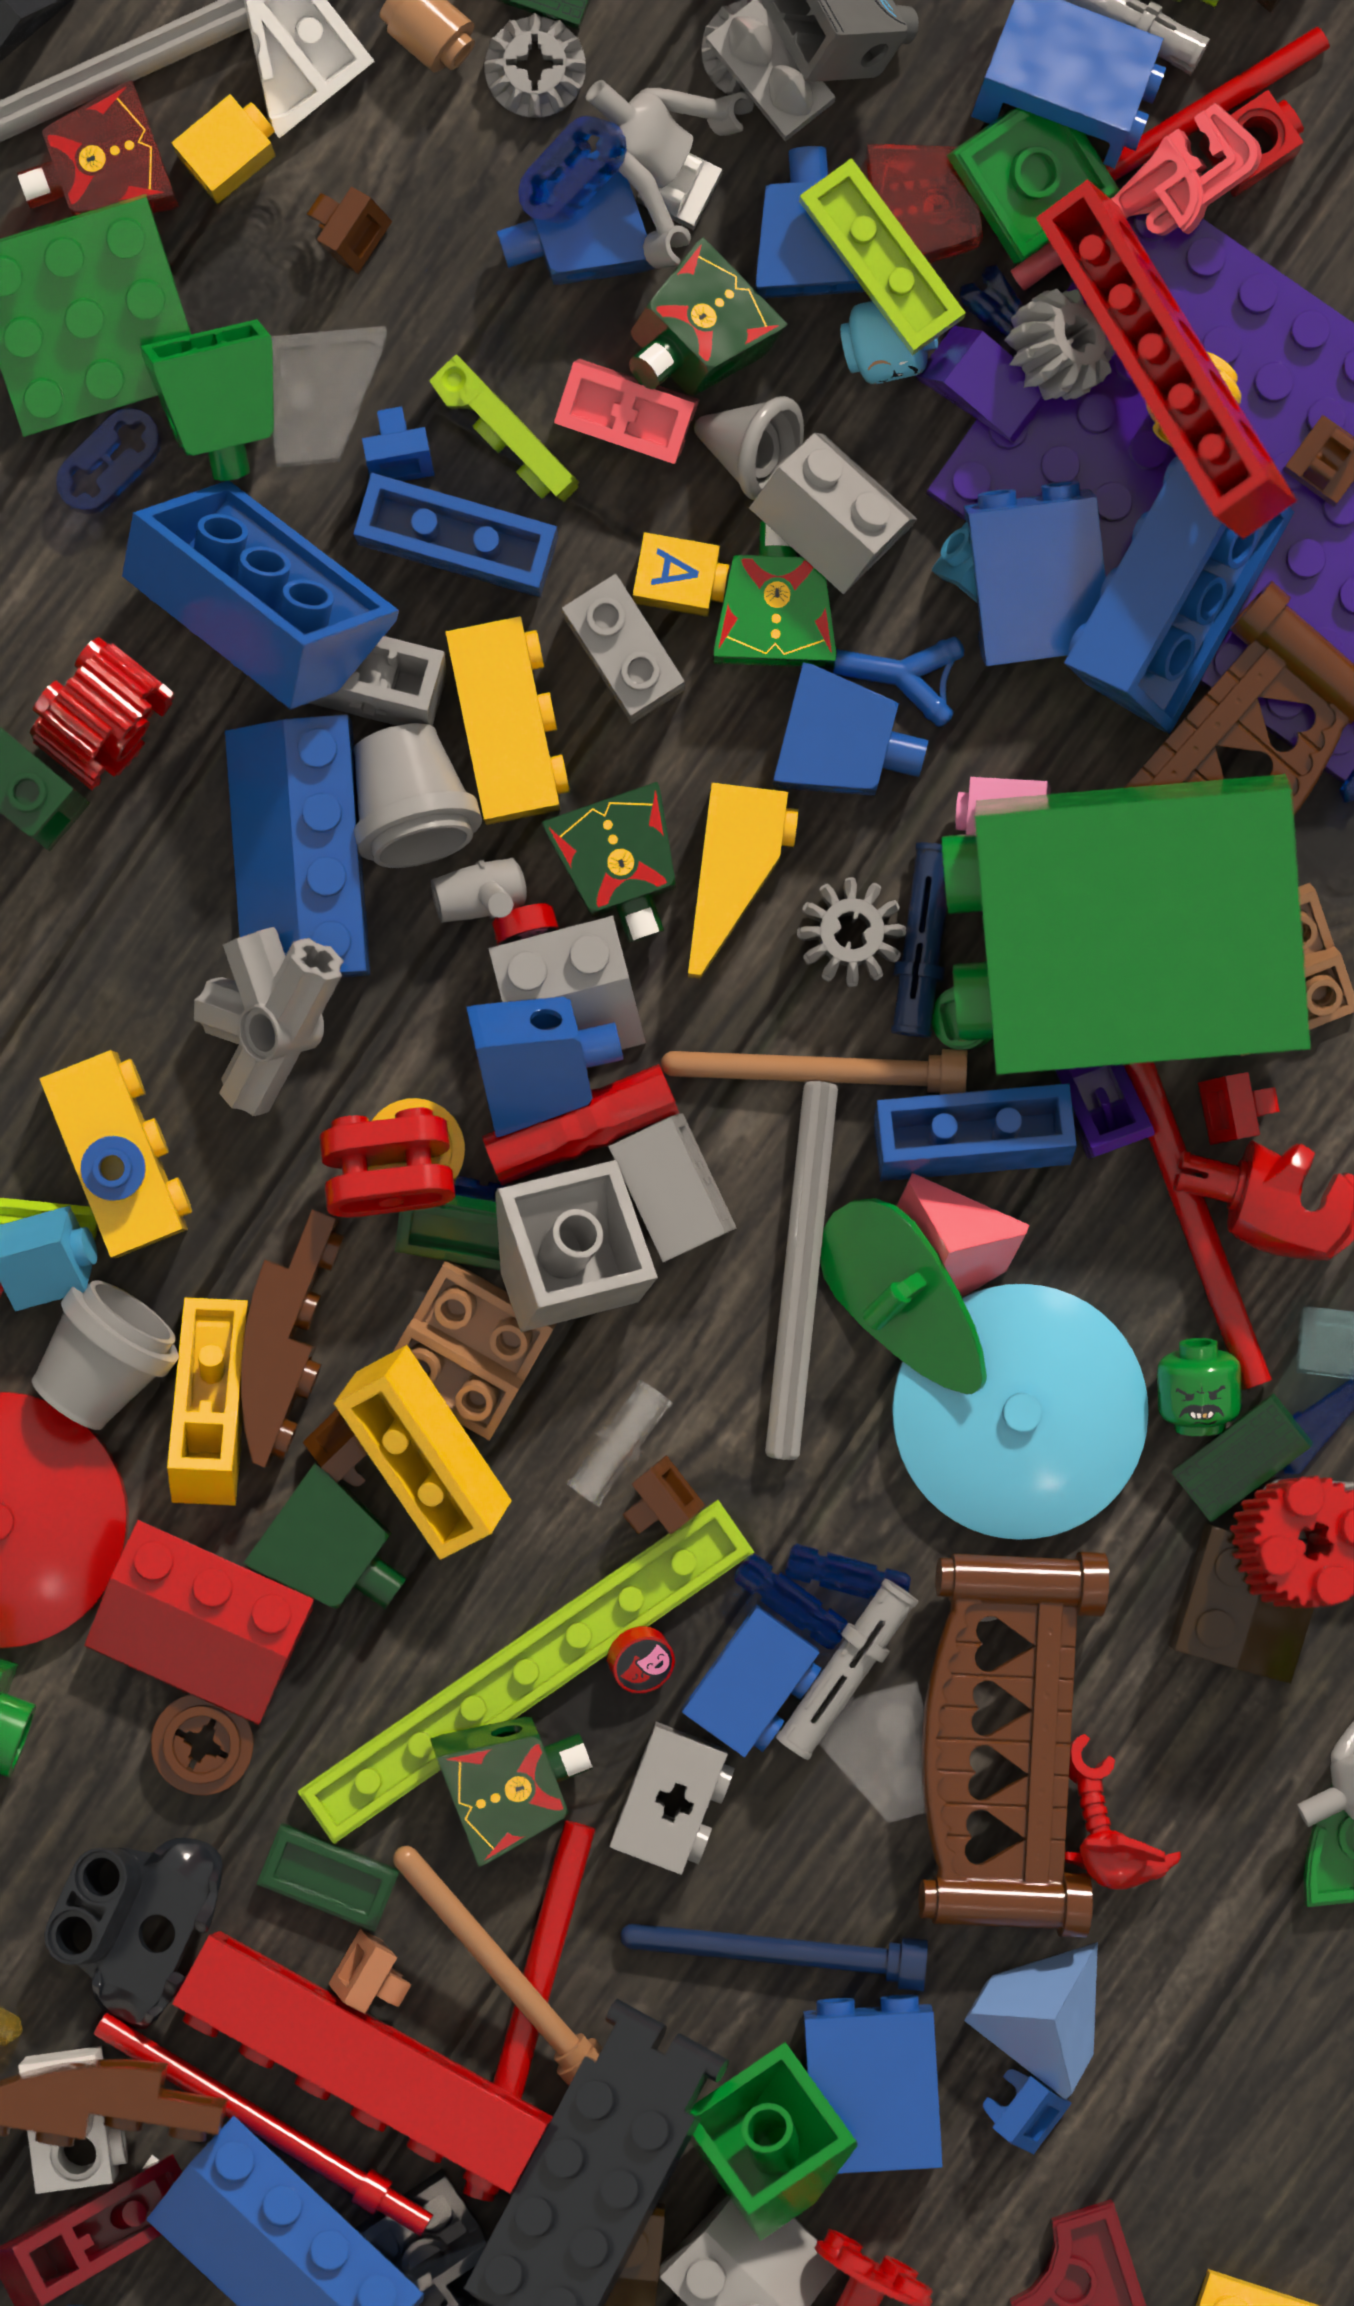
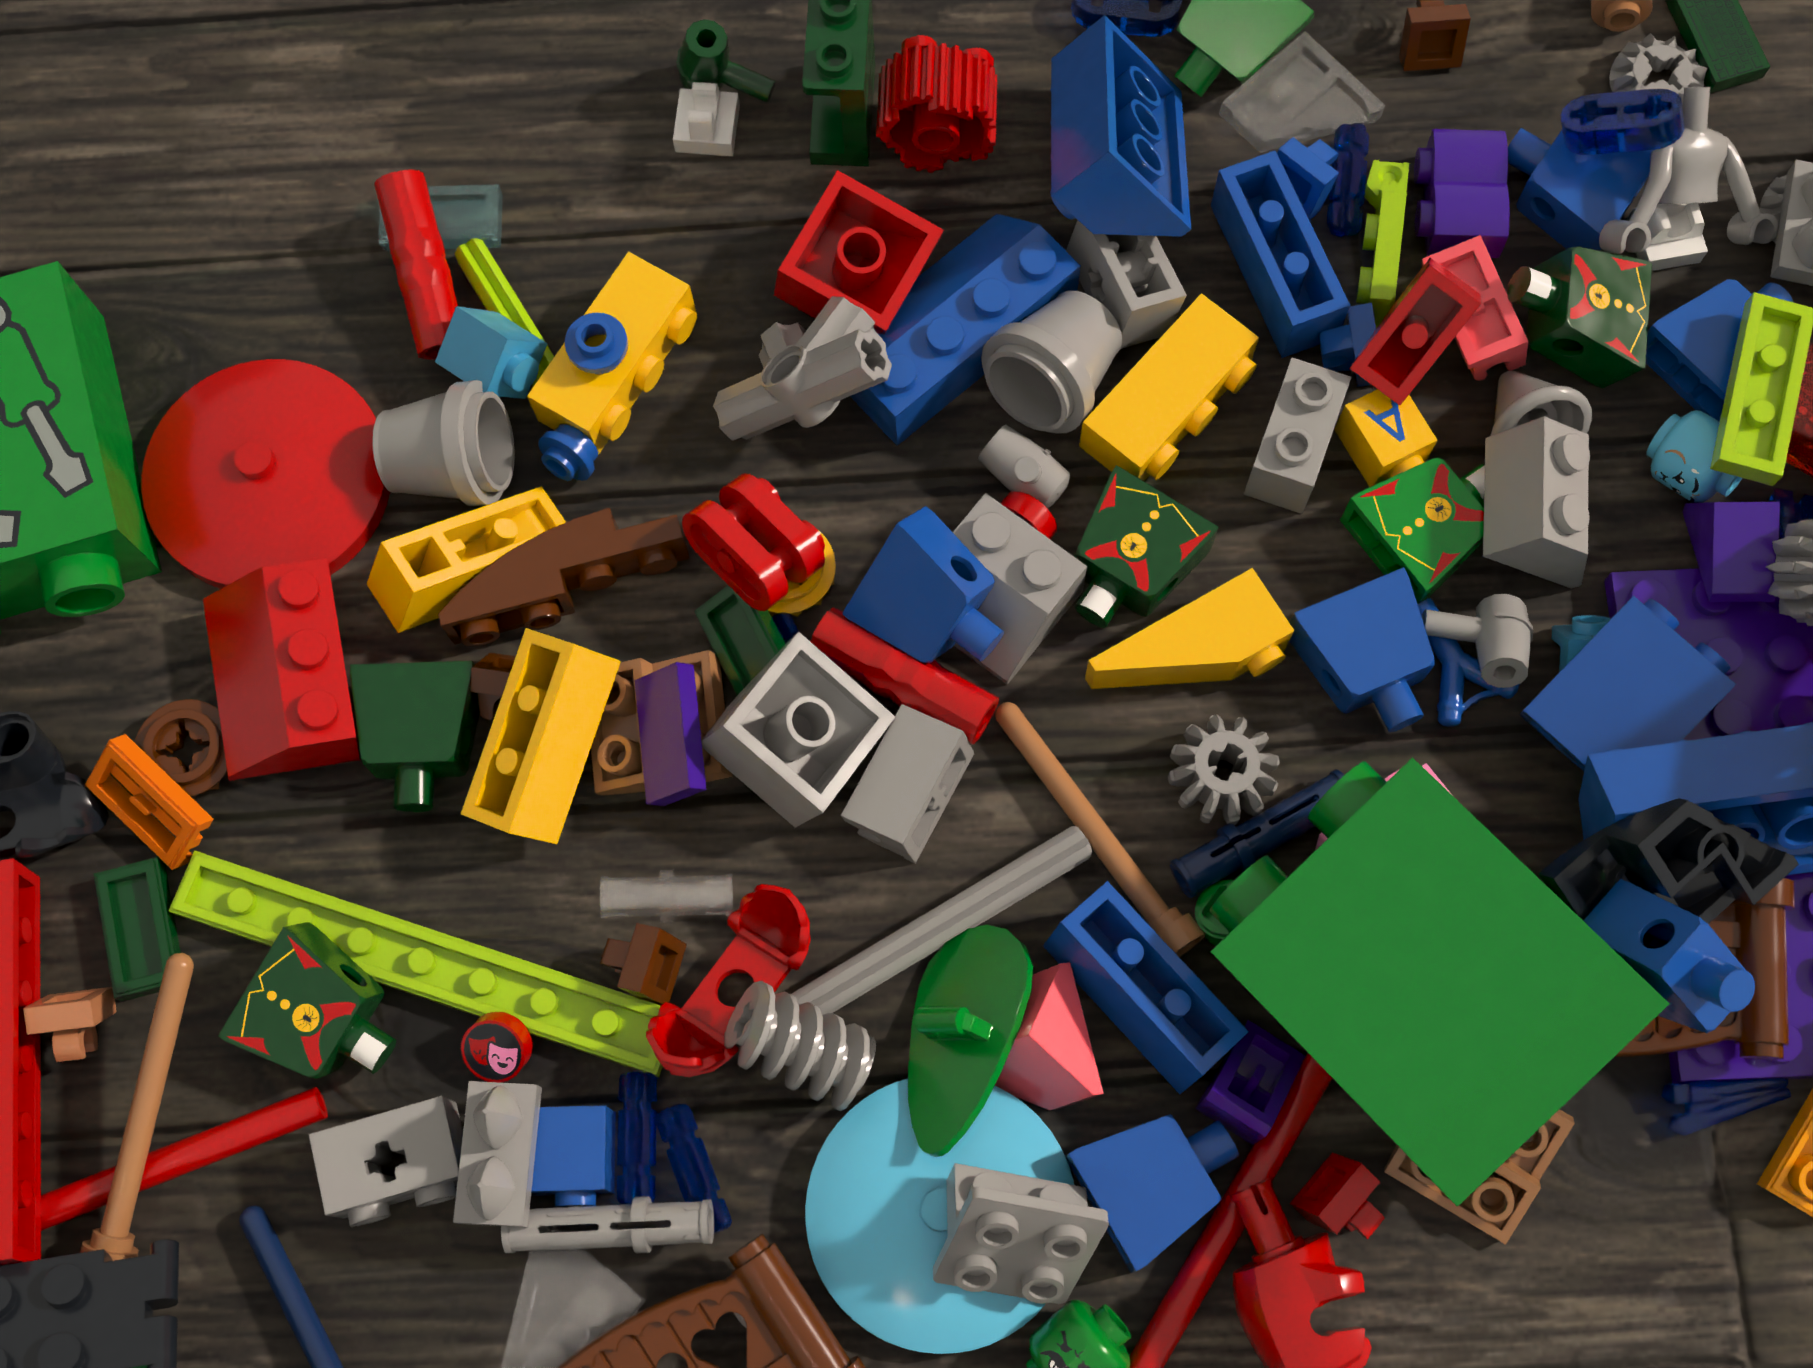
camera: 55 degrees right, 15 degrees down
(177, 1256) = (568, 453): none -> blue plate
(191, 889) = (856, 250): none -> red slope
(228, 1794) = (152, 793): none -> orange tile
(425, 410) = (1349, 186): none -> clear blue axle
(496, 1348) = (670, 734): none -> tile
(515, 328) = (1463, 189): none -> dark purple brick
(582, 533) = (1344, 343): none -> blue tile
(620, 490) = (1416, 331): none -> red slope
(719, 1393) = (768, 944): none -> red piece
(735, 1713) = (497, 1154): none -> light grey tile
(821, 1427) = (801, 1040): none -> light grey piece
(907, 625) = (1500, 636): none -> light grey piece
(1083, 1370) = (1016, 1235): none -> light grey bracket
(1120, 1238) = (1152, 1183): none -> blue torso
(1193, 693) = (1674, 854): none -> black slope
(1277, 738) = (1689, 961): none -> blue torso

